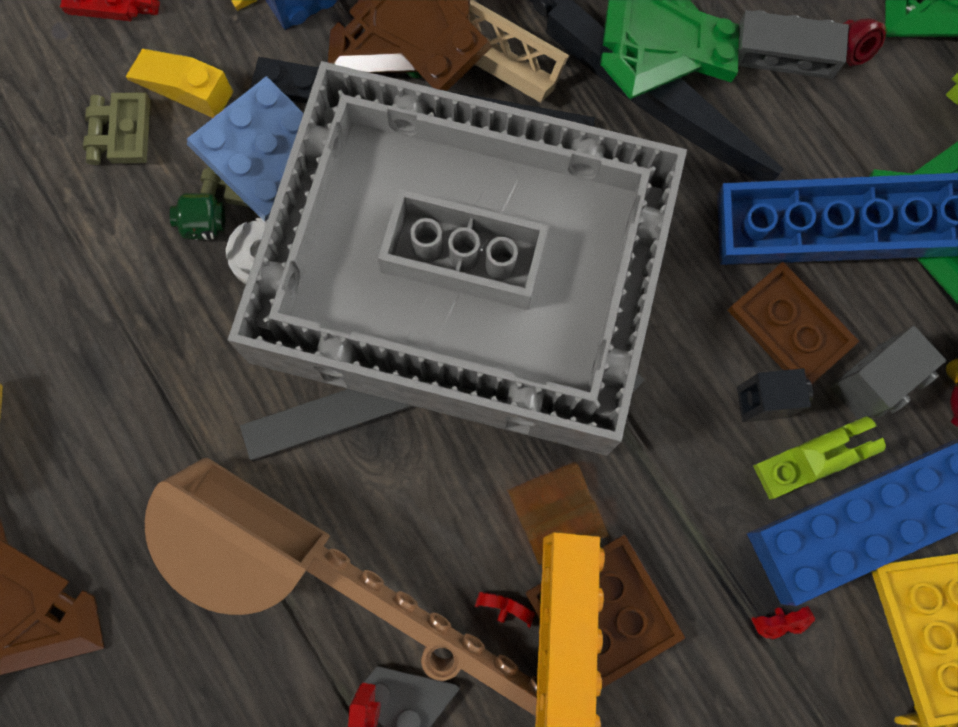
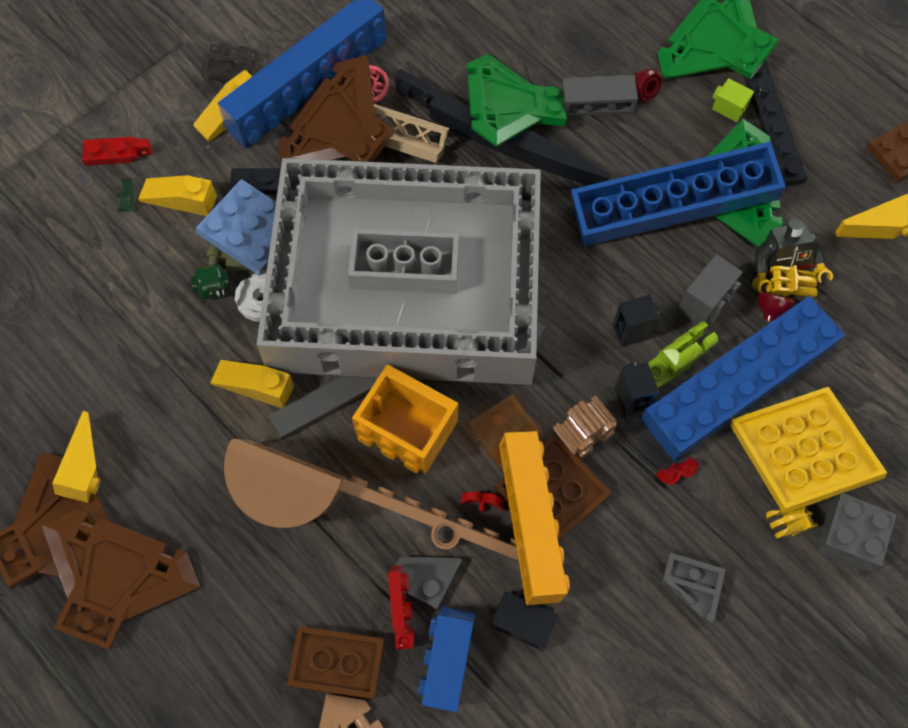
camera: 10 degrees left, 10 degrees down
(110, 71) = (127, 196): none -> clear green piece
(127, 130) = (147, 232): olive plate -> none
(228, 373) = (254, 382): none -> yellow slope
(420, 476) = (405, 419): none -> light orange container
(671, 538) = (586, 426): none -> medium nougat brick
(753, 496) = (636, 388): none -> black brick
(793, 324) = (640, 273): reddish brown plate -> none

